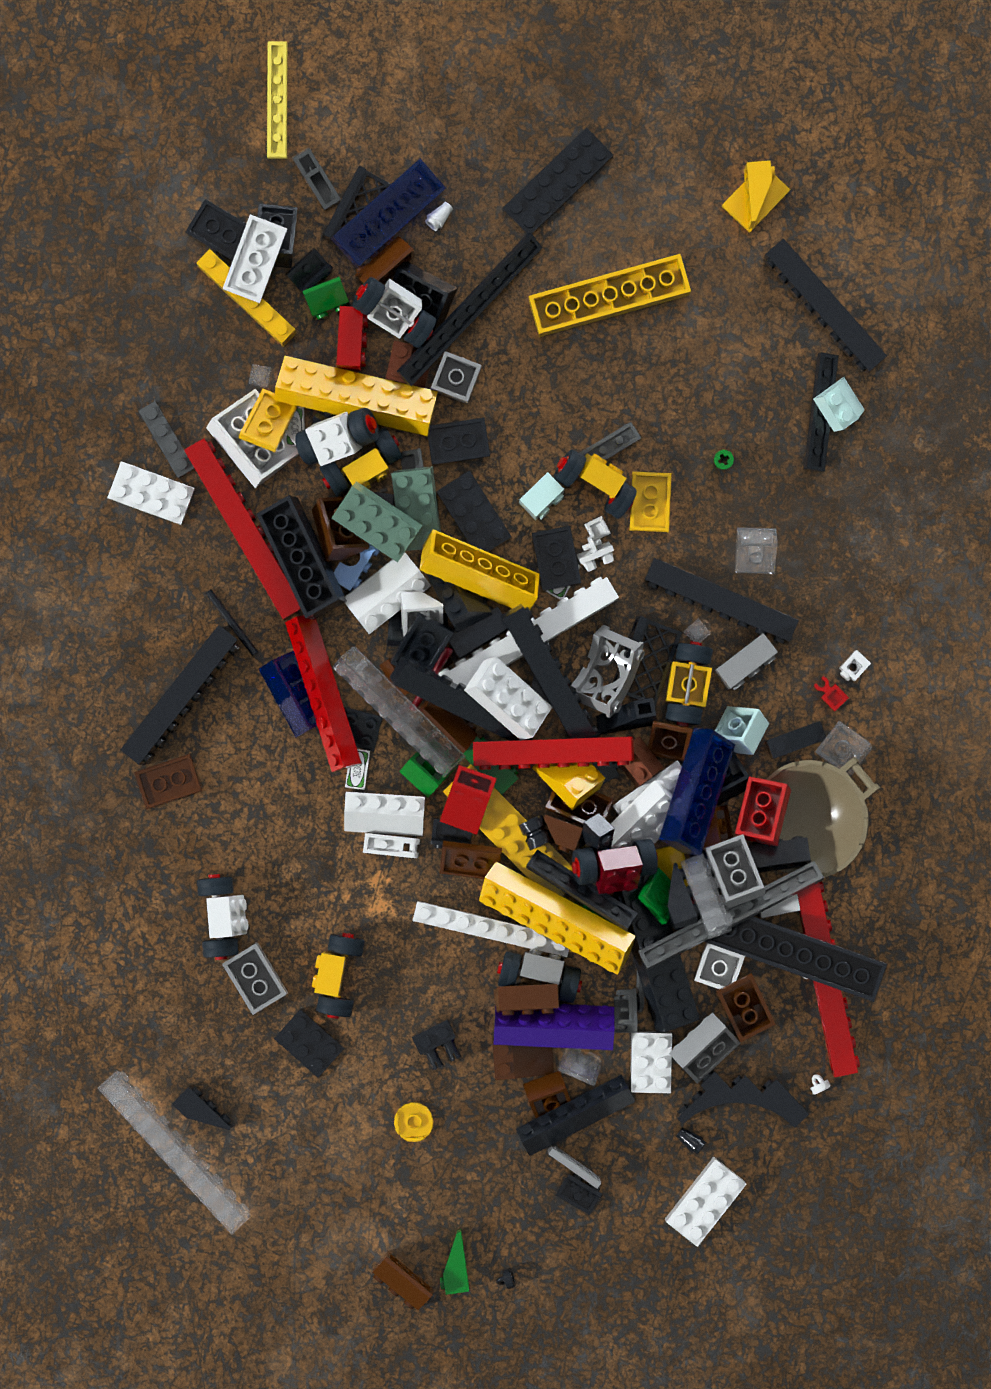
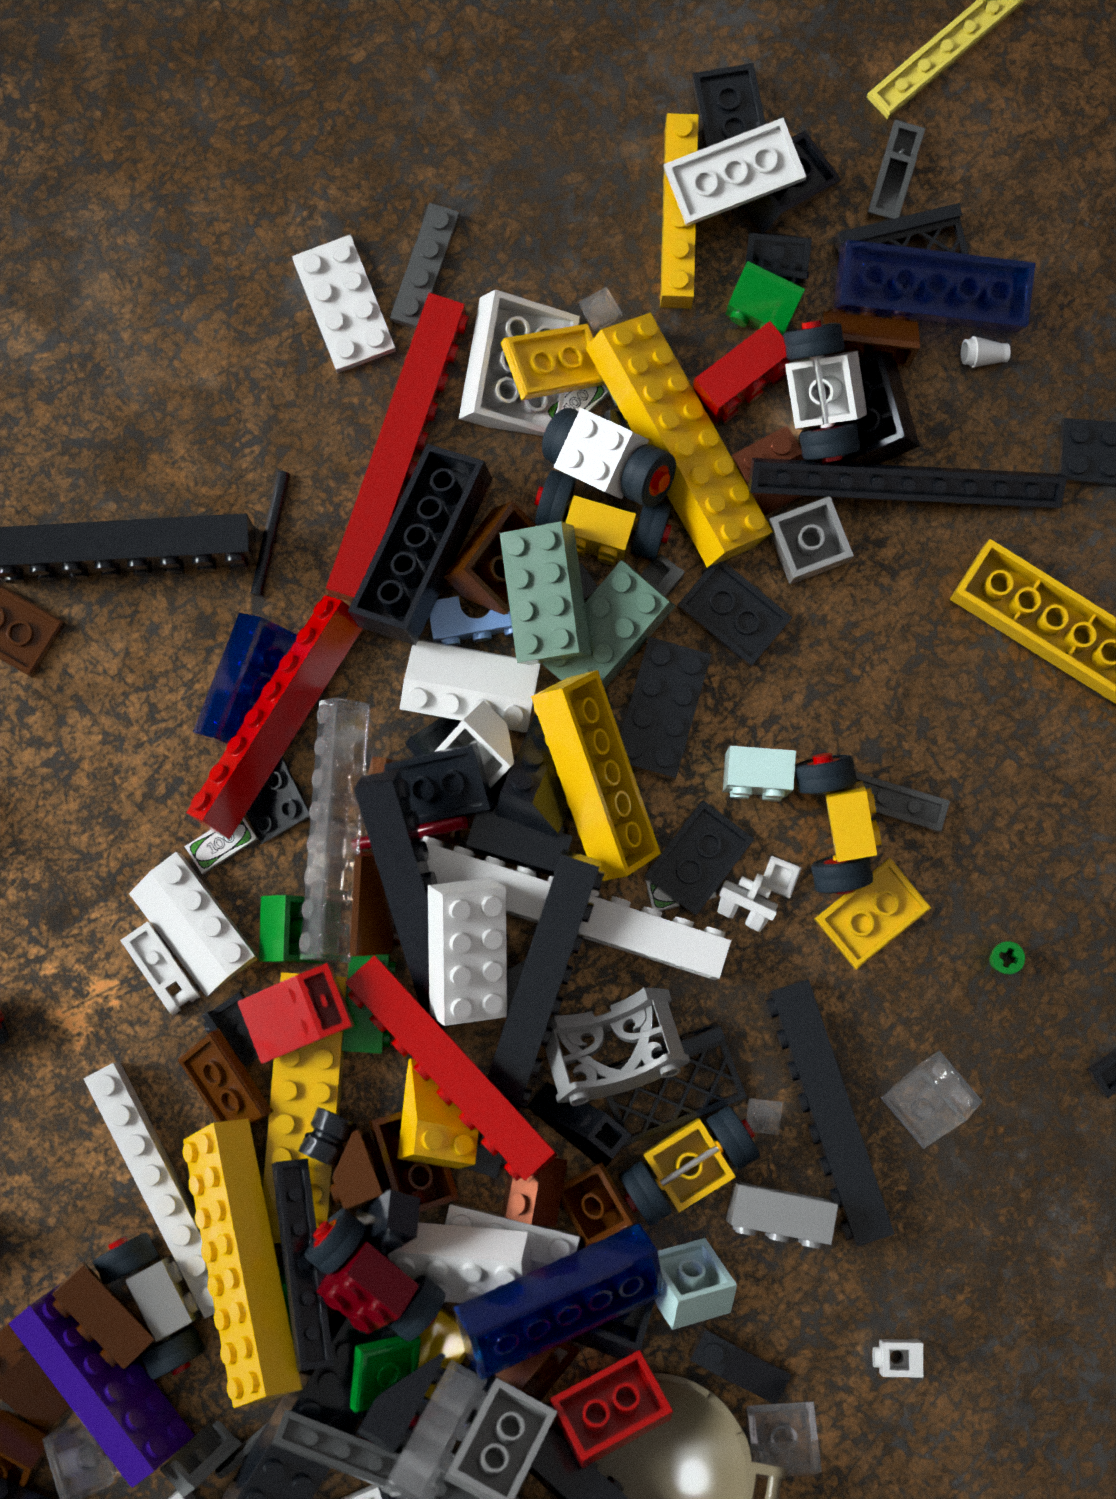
camera: 45 degrees right, 5 degrees down
(833, 696) = (837, 1364): red plate -> none

